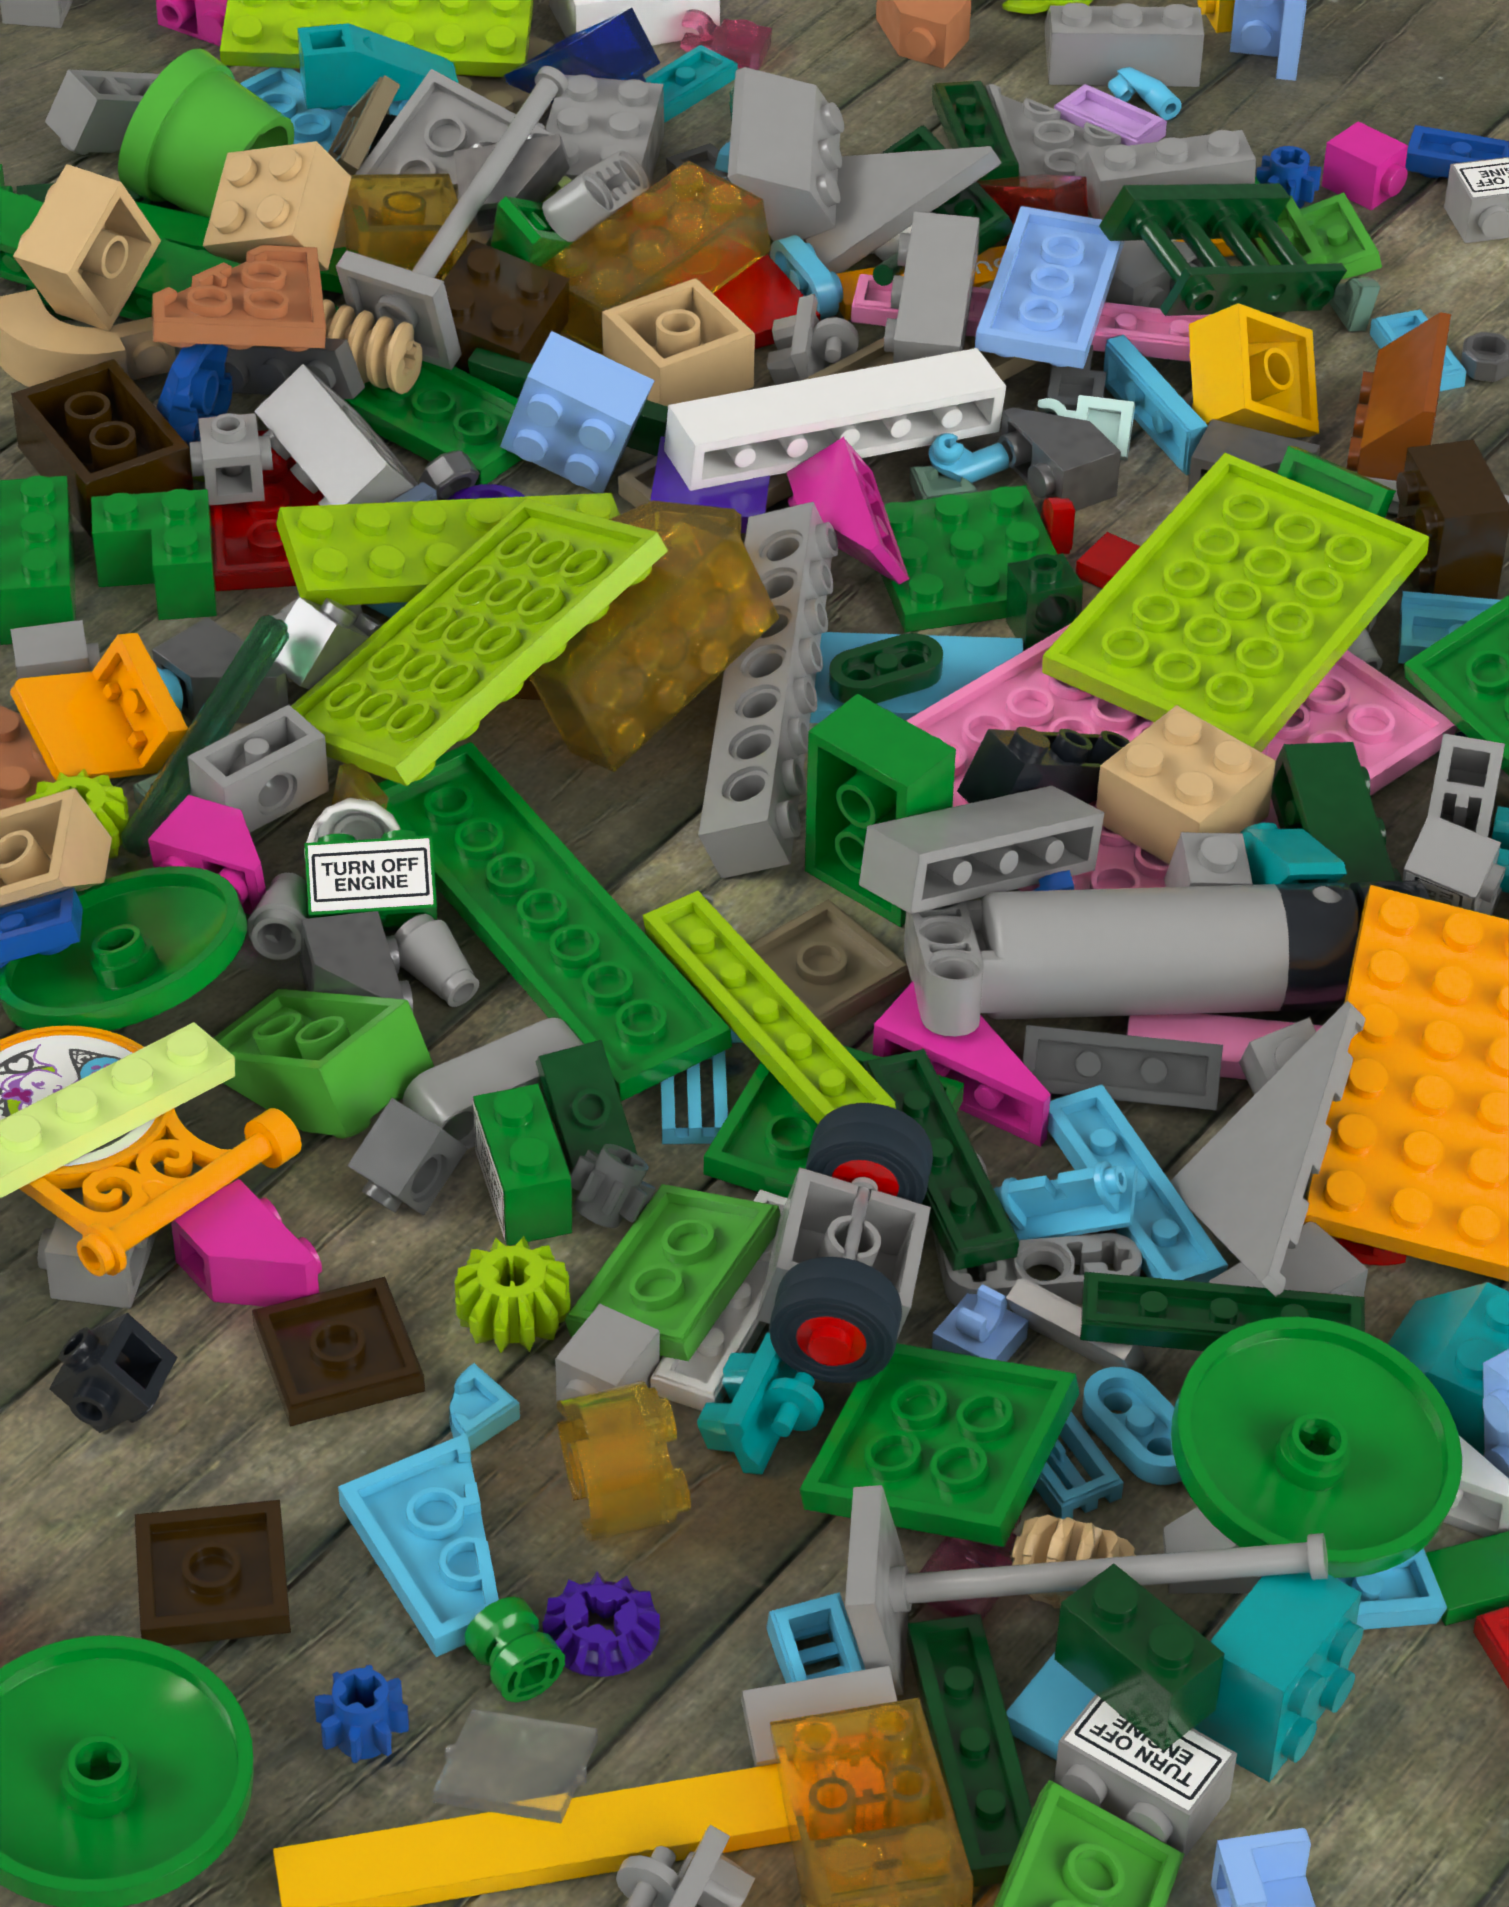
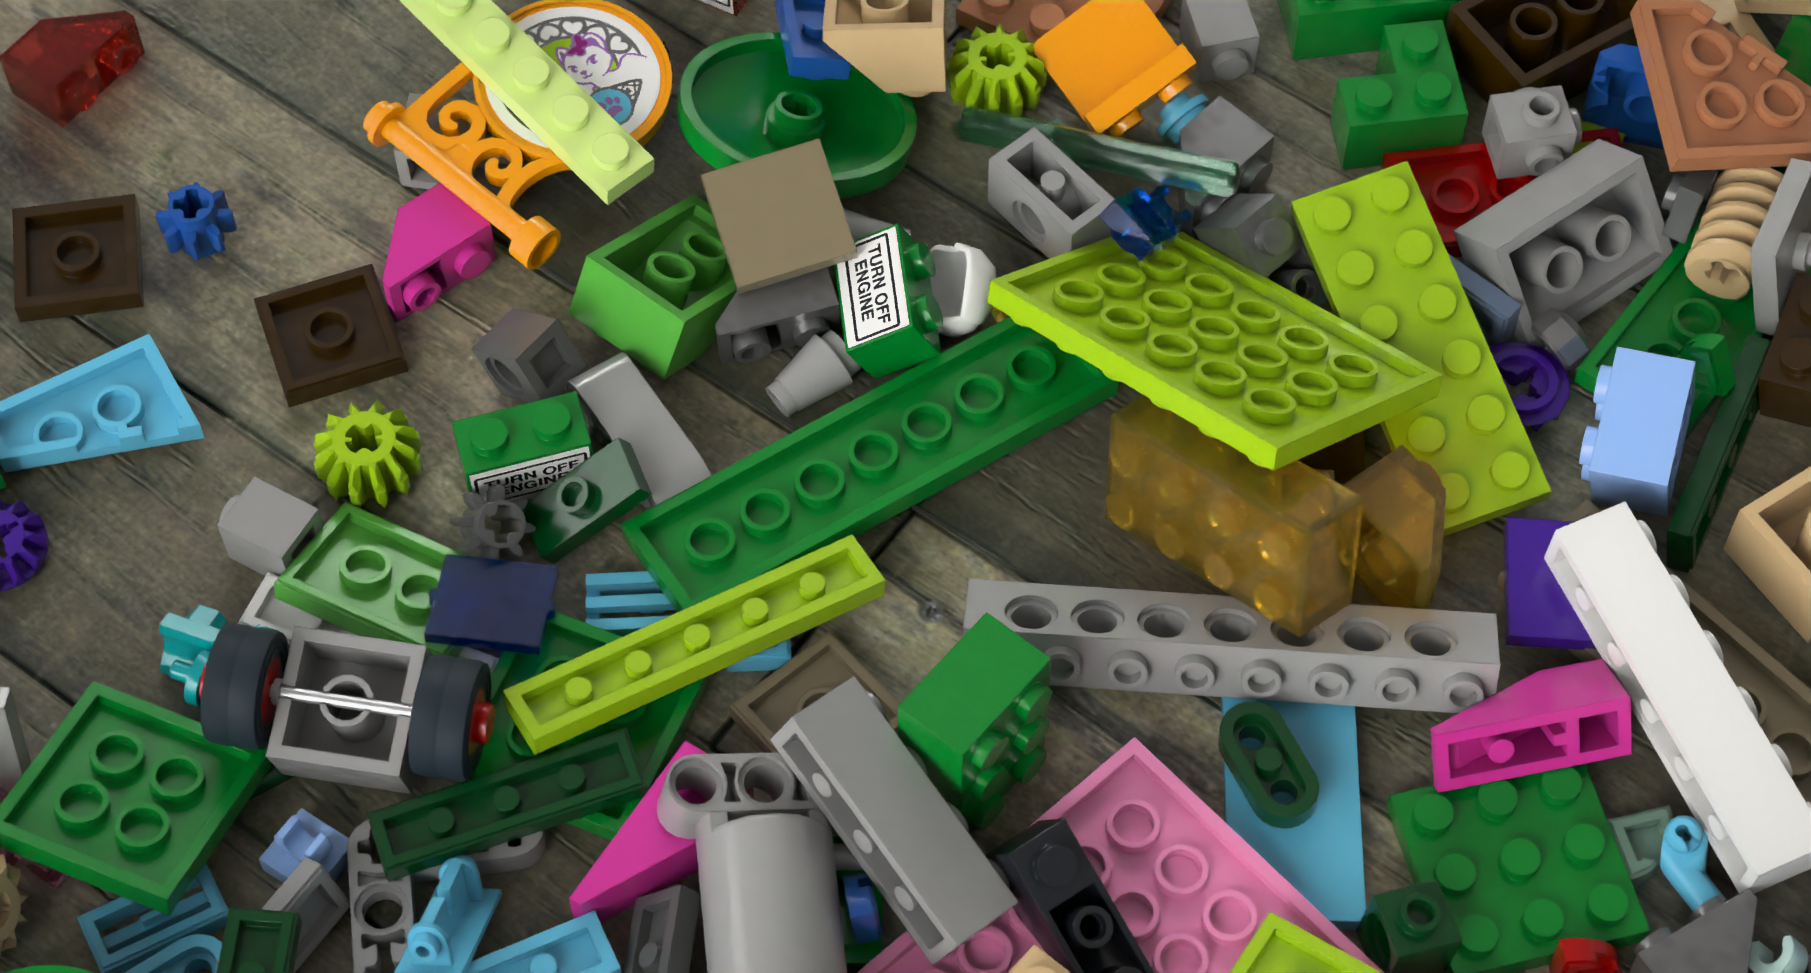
camera: 90 degrees right, 15 degrees up
(112, 1373) = (281, 159): black brick -> none
(178, 1460) = (196, 221): none -> blue gear
(211, 839) = (942, 181): dark pink slope -> none
(285, 926) = (779, 216): none -> dark tan tile
(315, 695) = (1144, 222): none -> clear blue plate
(480, 1407) = (254, 444): medium azure tile -> none
(502, 379) = (1713, 363): none -> green tile
(621, 1459) = (130, 531): clear yellow brick -> none
(711, 1176) = (492, 604): none -> clear blue piece

